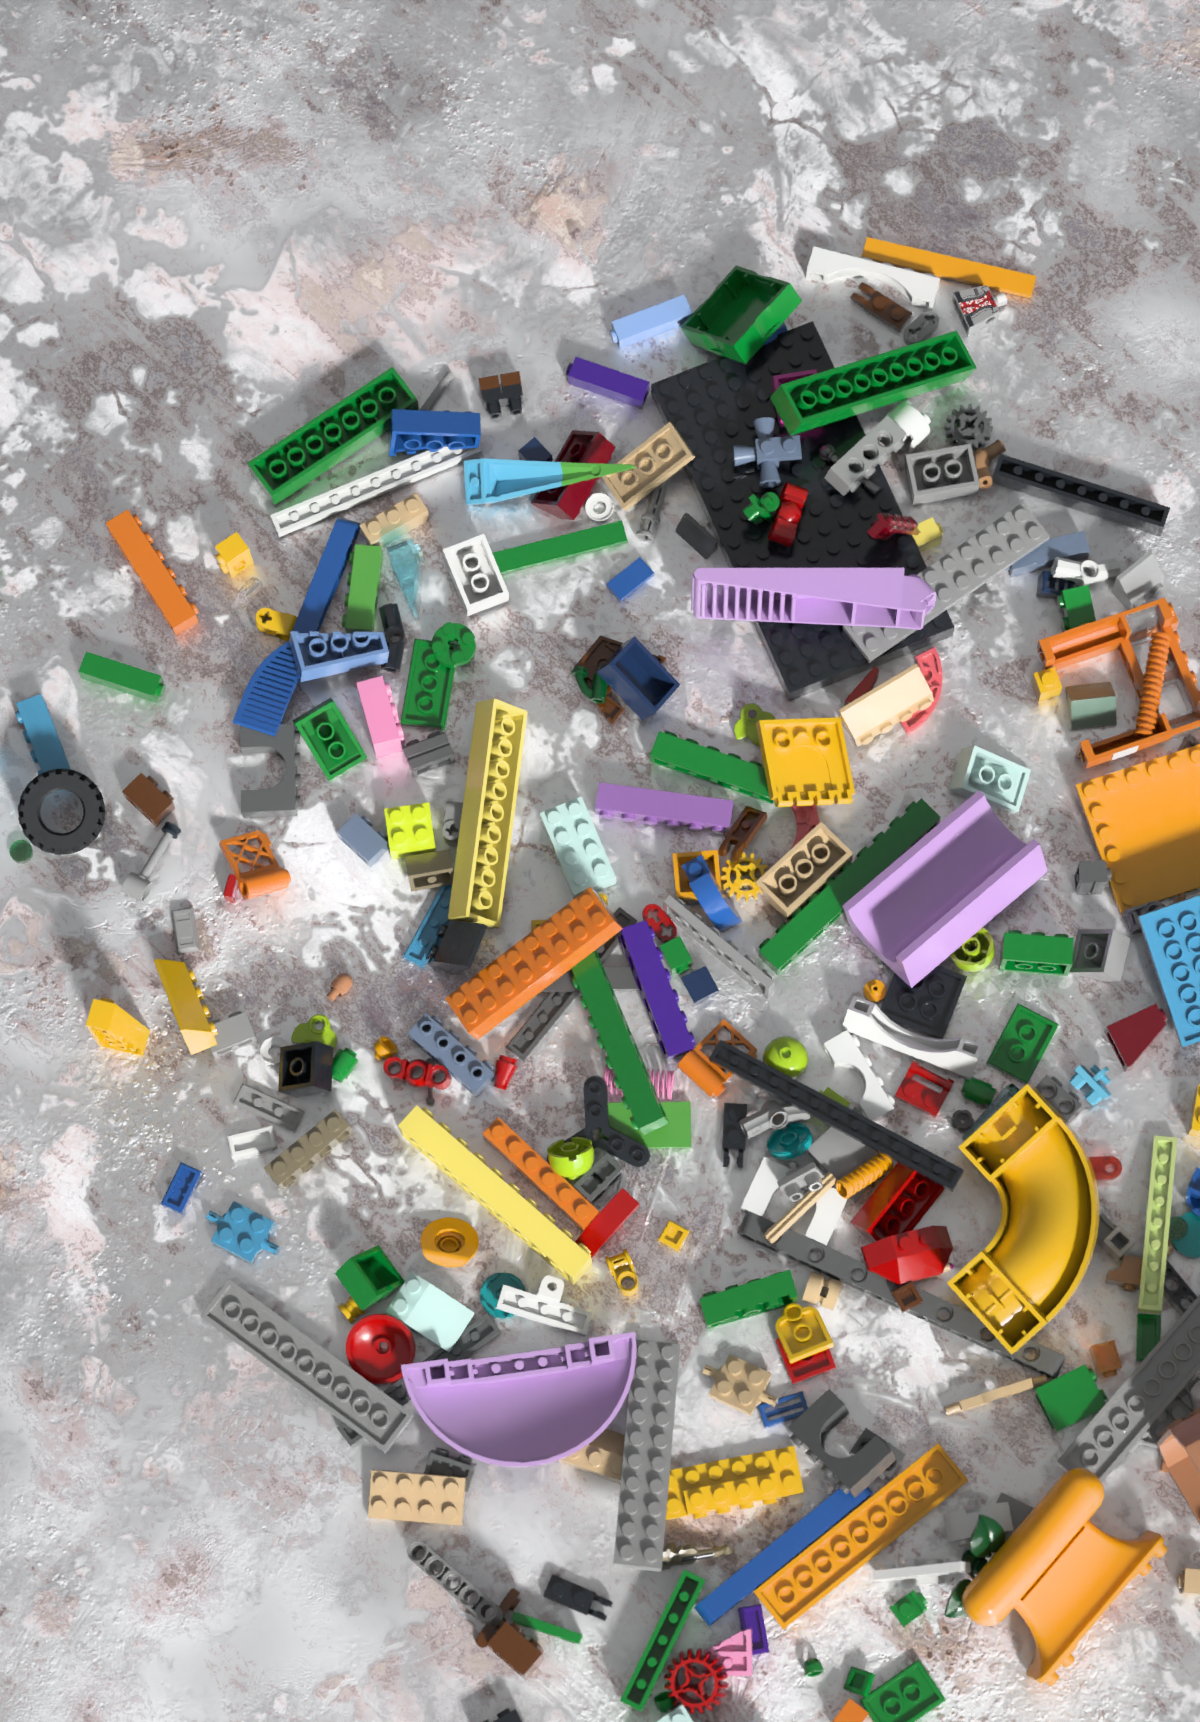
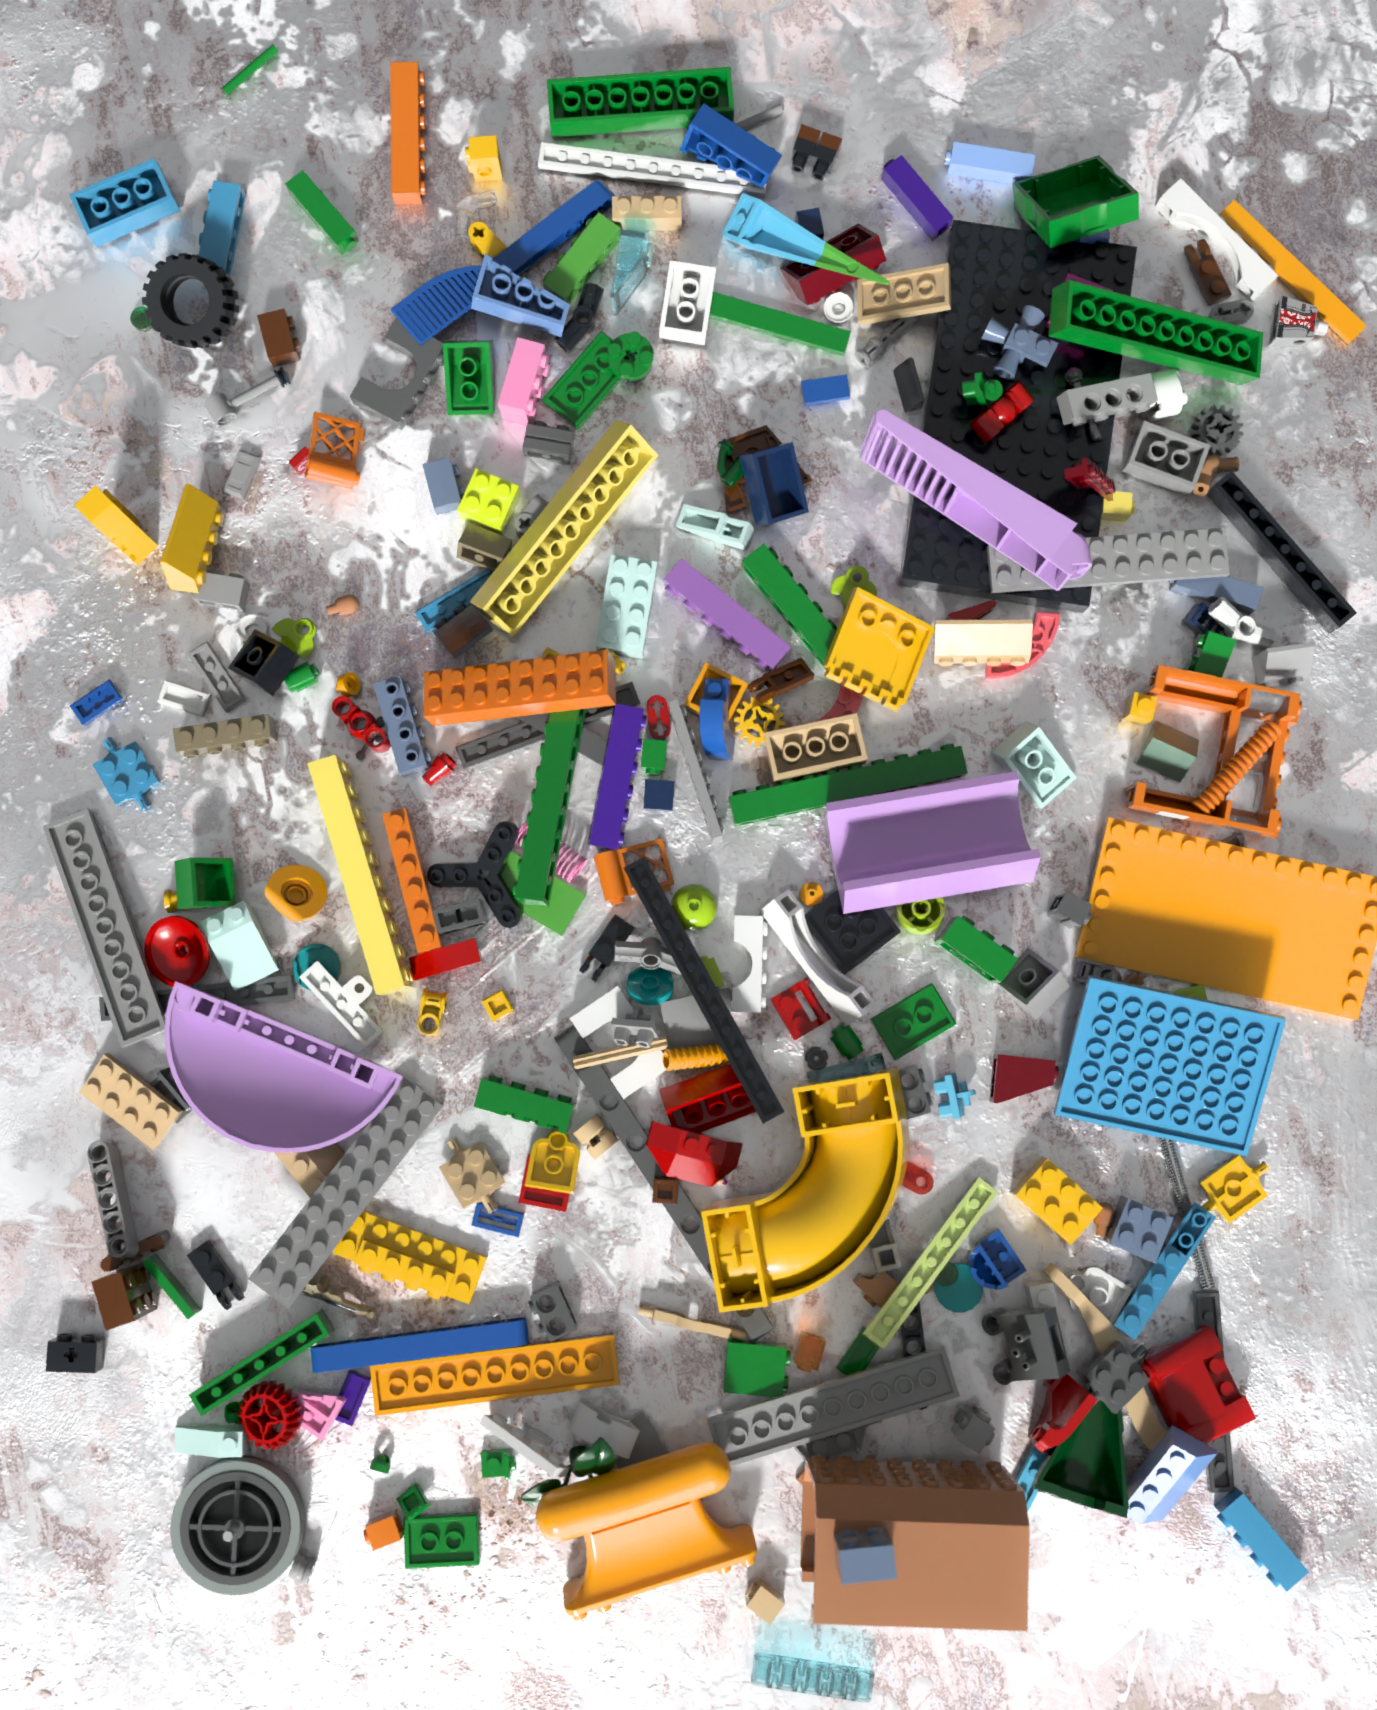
camera: 25 degrees right, 10 degrees up
(571, 1158) = (444, 883): lime cylinder -> none
(609, 741) = (715, 526): none -> light aqua slope
(852, 1472) = (506, 1257): dark grey arch -> none

